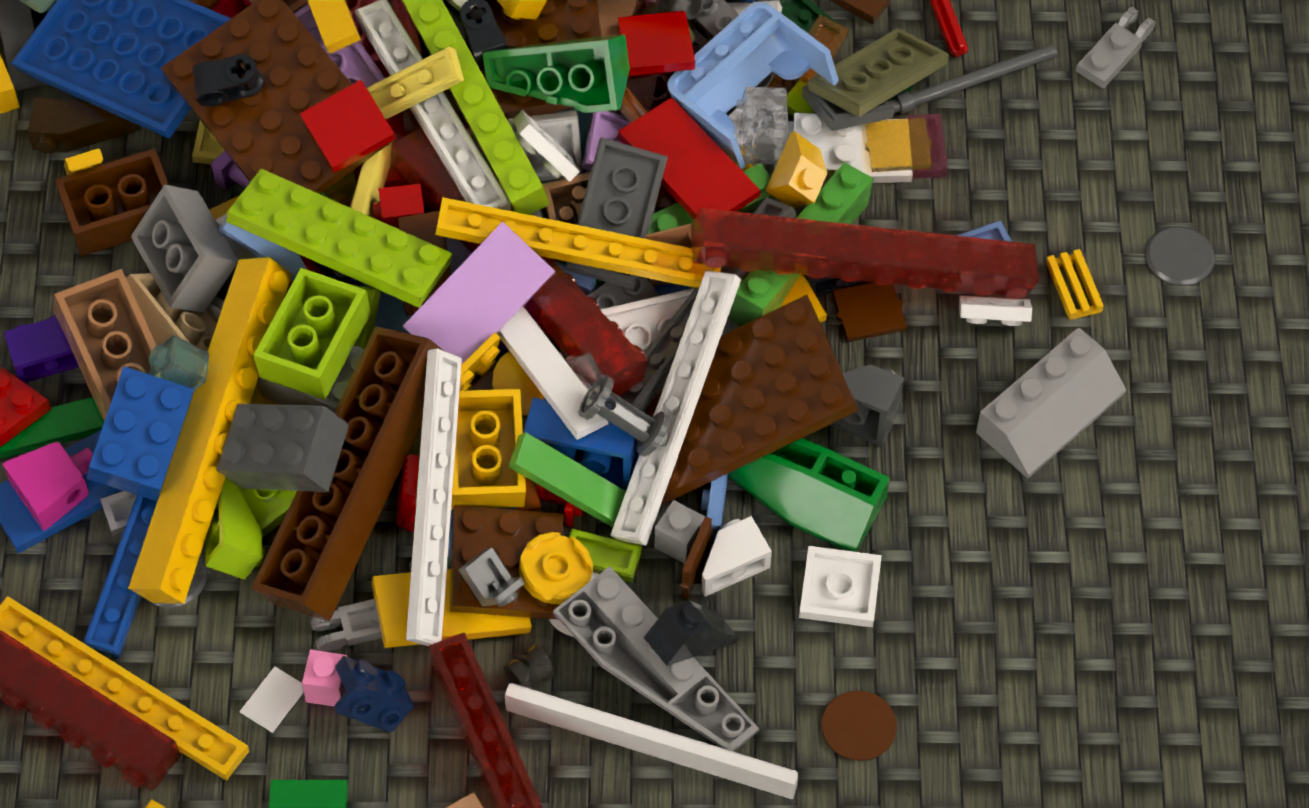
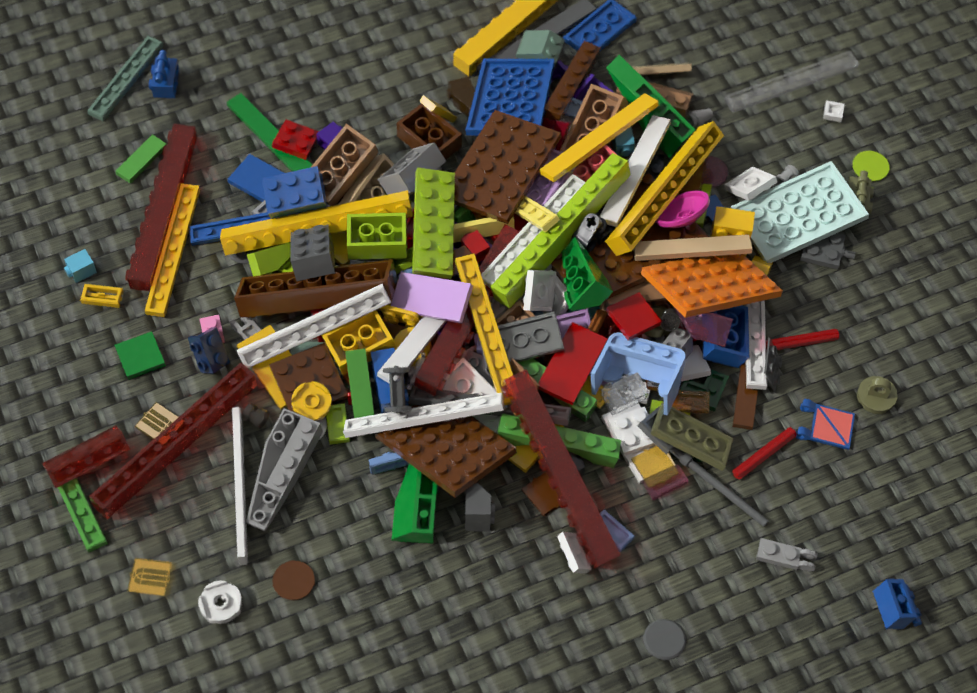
camera: 65 degrees right, 0 degrees up
(49, 481) = (258, 168): dark pink torso -> none
(179, 362) = (337, 191): clear light blue brick -> none
(225, 80) = (495, 136): black piece -> none
(273, 699) = (192, 315): white sticker -> none
(347, 126) = (497, 197): red tile -> none
(490, 579) = (285, 372): bracket -> none
(677, 531) = (362, 450): light grey brick -> none
(688, 632) = (300, 475): black slope -> none
(696, 558) = (348, 463): reddish brown piece -> none
(735, 555) = (361, 482): white slope -> none
(798, 173) = (600, 418): yellow slope -> none
(840, 586) = (367, 539): white plate -> none
(1051, 403) = (528, 602): light grey slope -> none
(1066, 261) = (626, 578): yellow tile -> none

